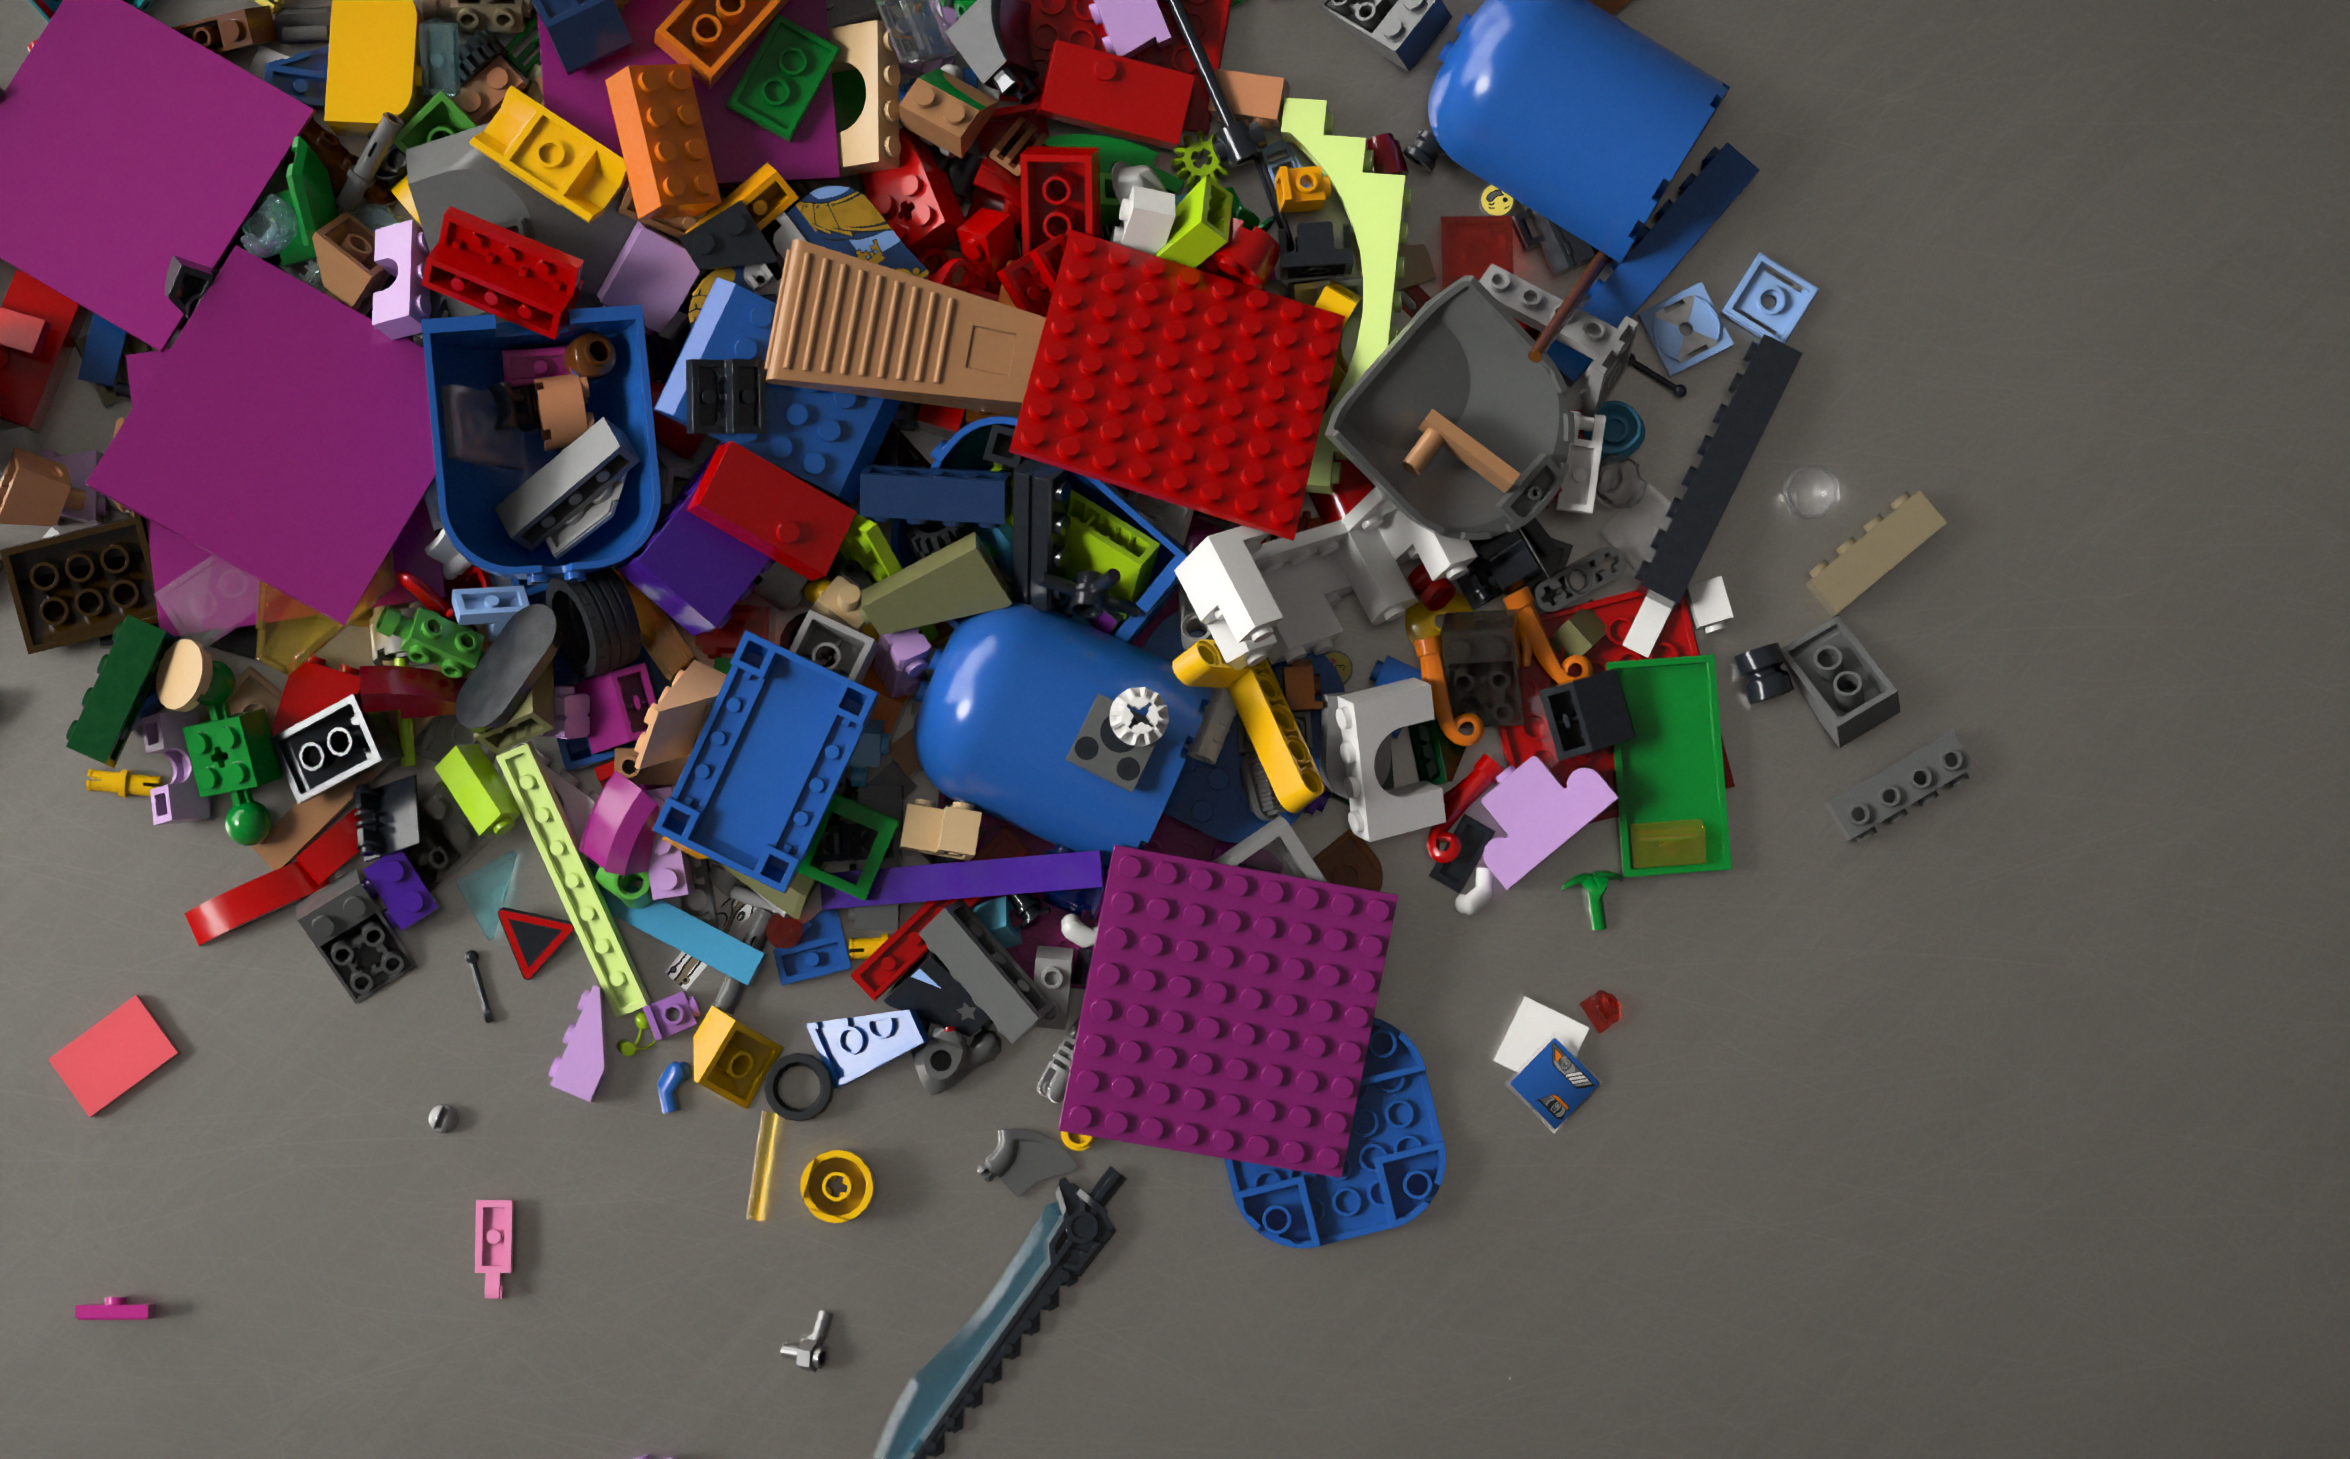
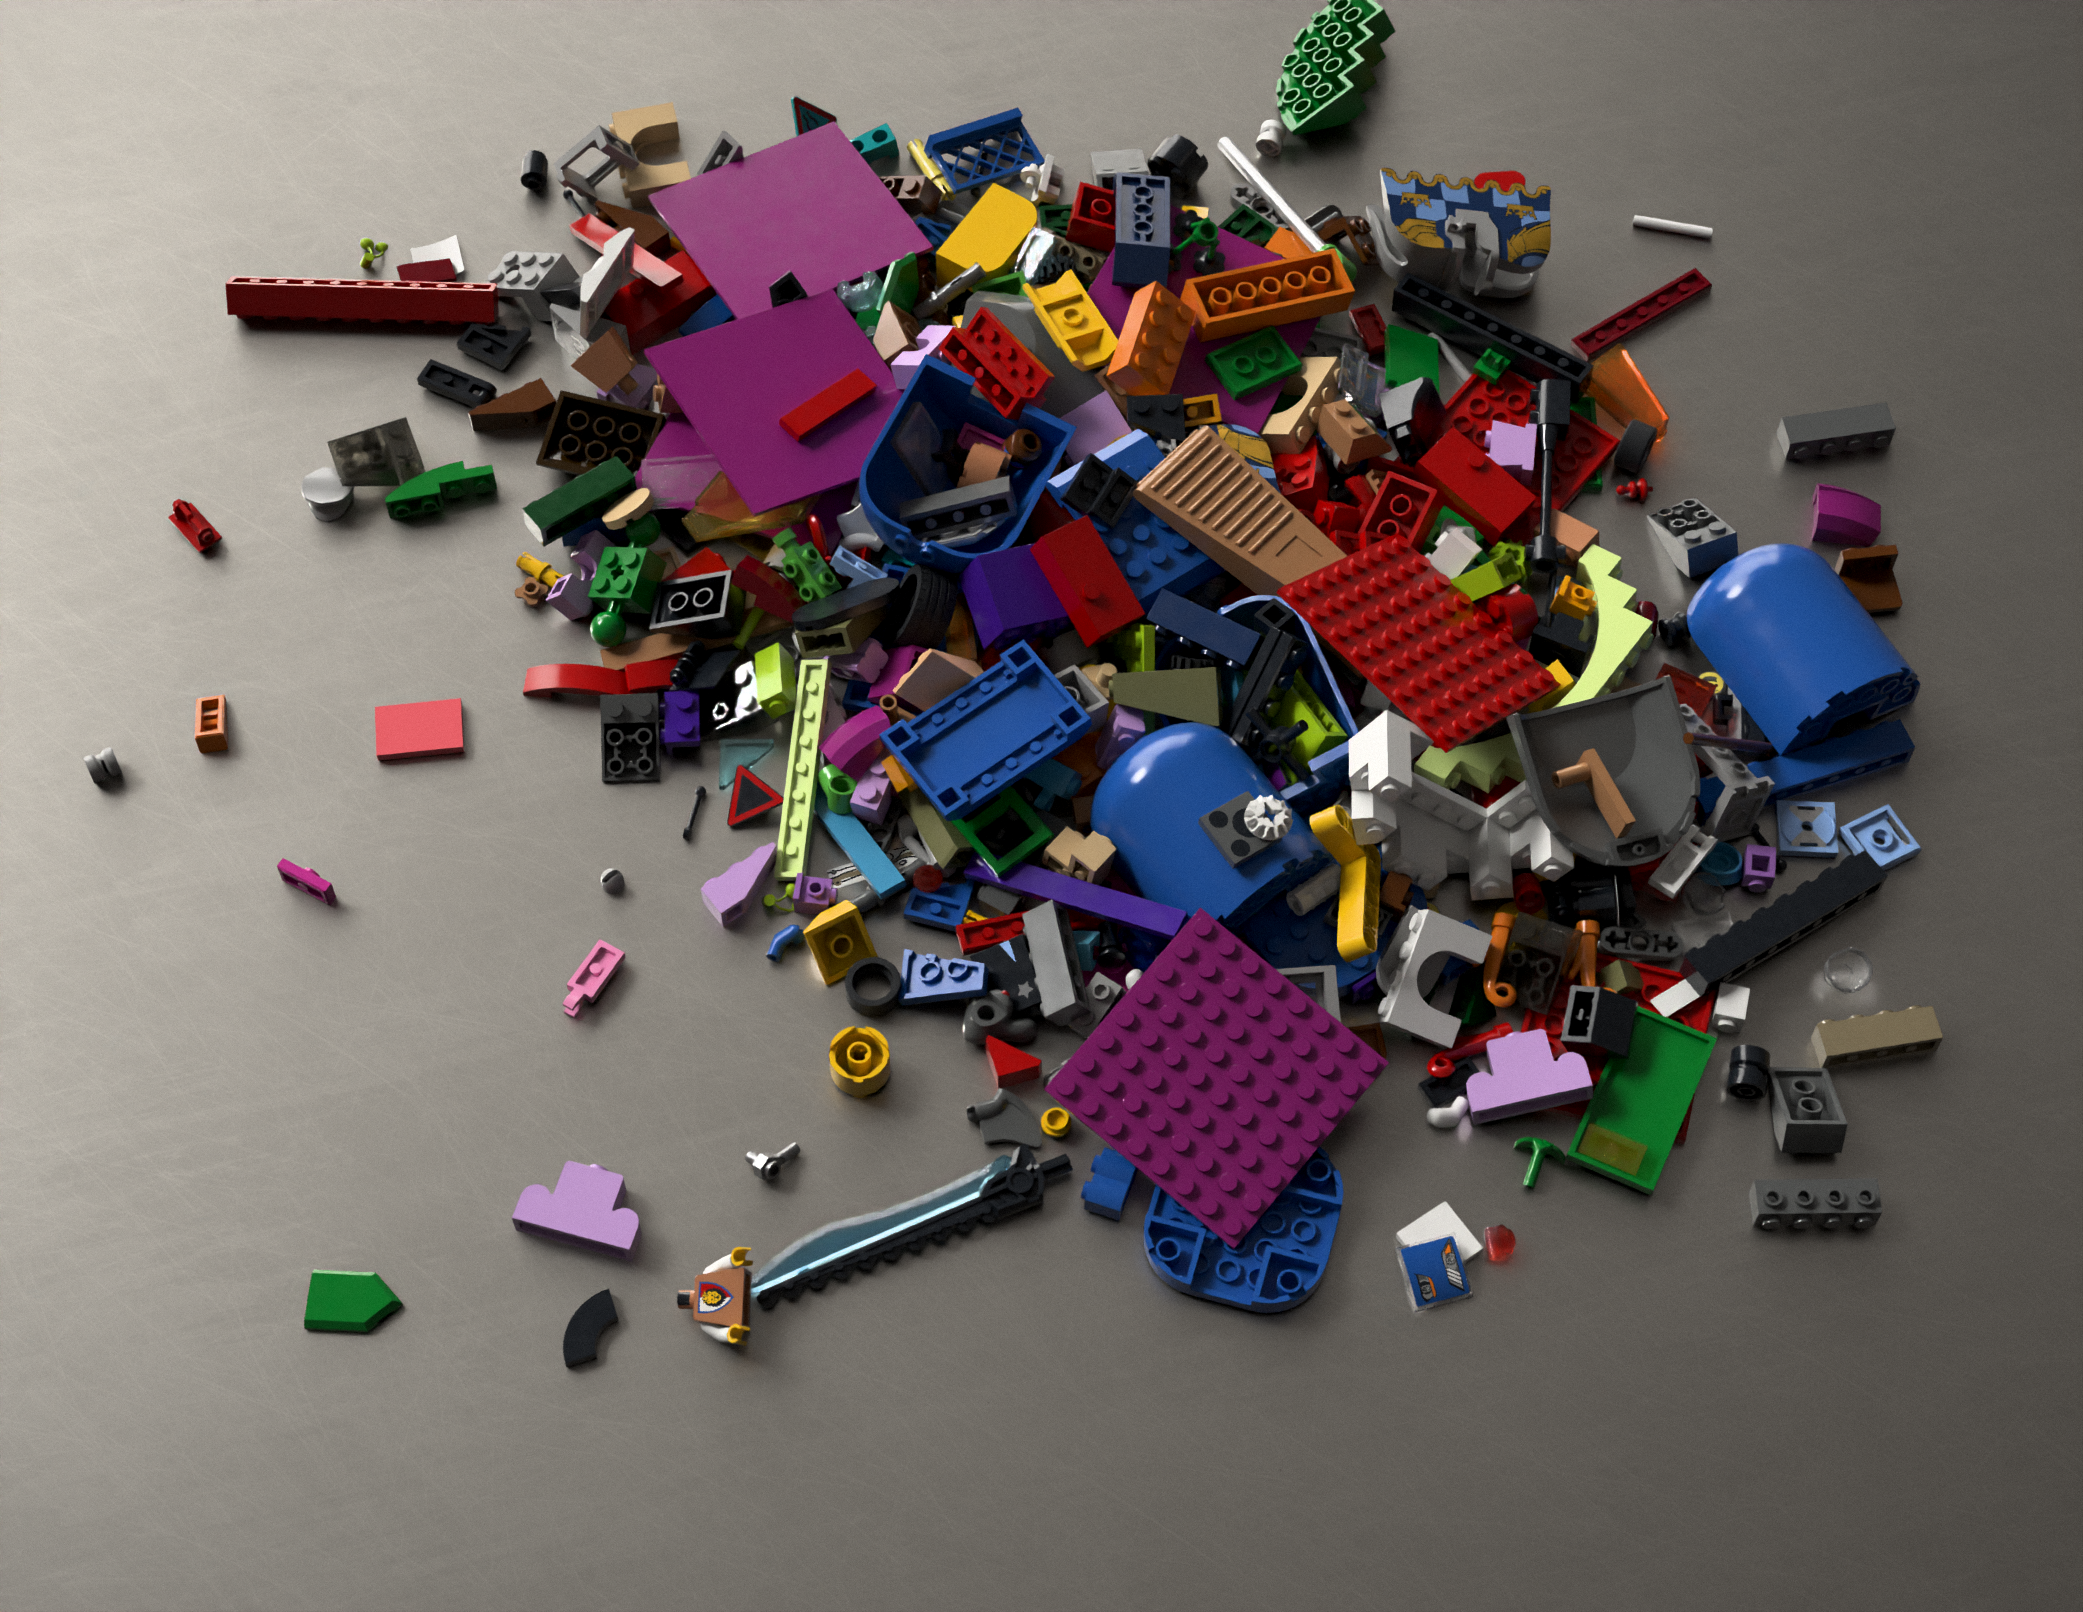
camera: 30 degrees right, 25 degrees down
(134, 822) = (531, 598): none -> medium nougat plate
(333, 420) = (827, 405): none -> red tile
(761, 1166) = (812, 1026): clear yellow bar -> none
(994, 1098) = (1010, 1064): none -> red slope
(1175, 1178) = (1110, 1184): none -> blue brick
(1258, 789) = (1325, 947): dark grey piece -> none
(1661, 401) = (1758, 867): none -> medium lavender brick

